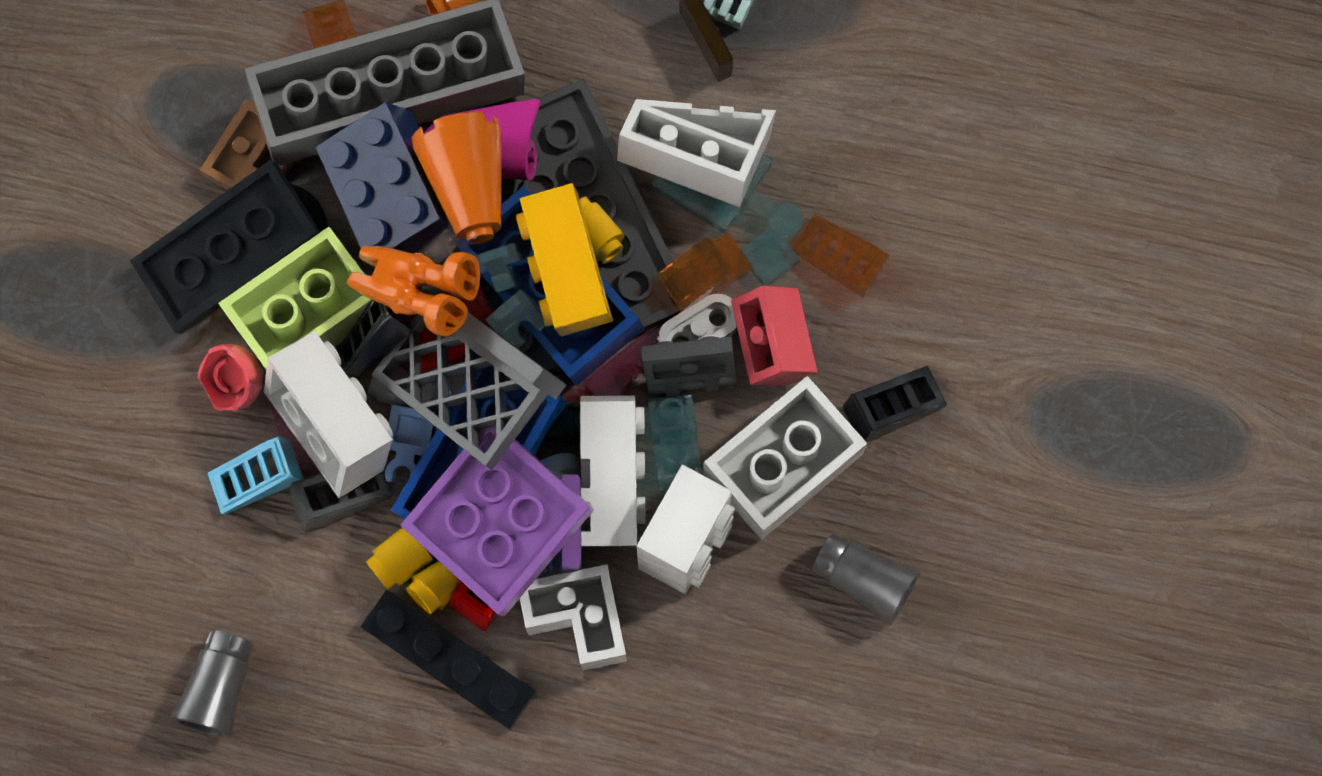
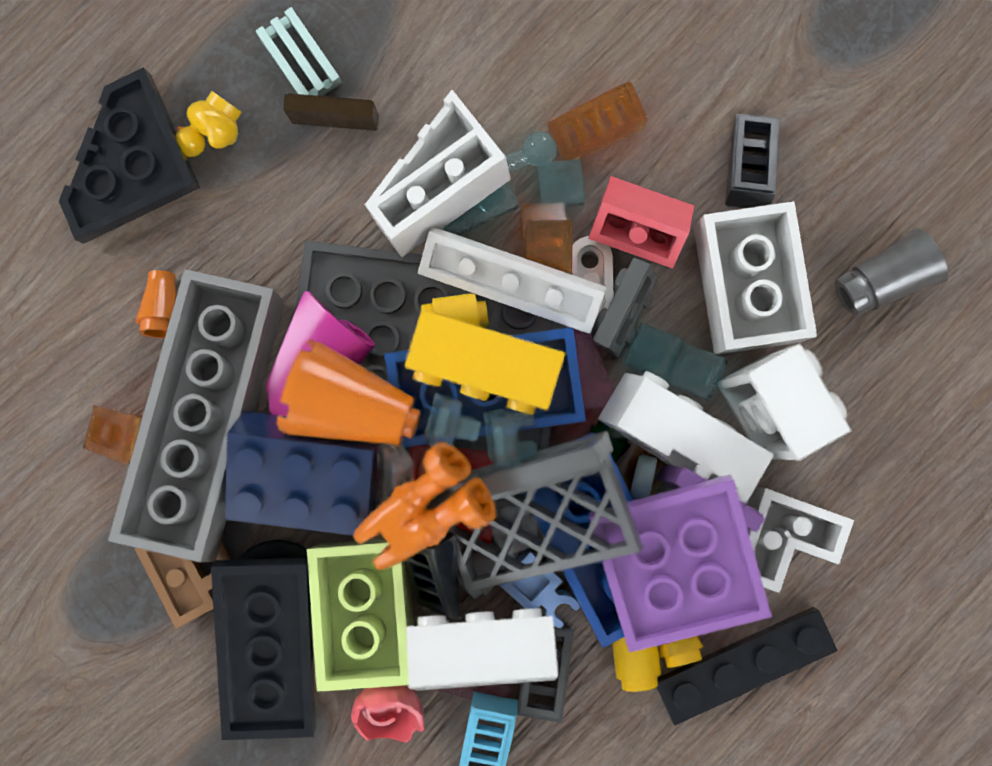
camera: 60 degrees left, 10 degrees up
(651, 254) = (511, 280): none -> white plate

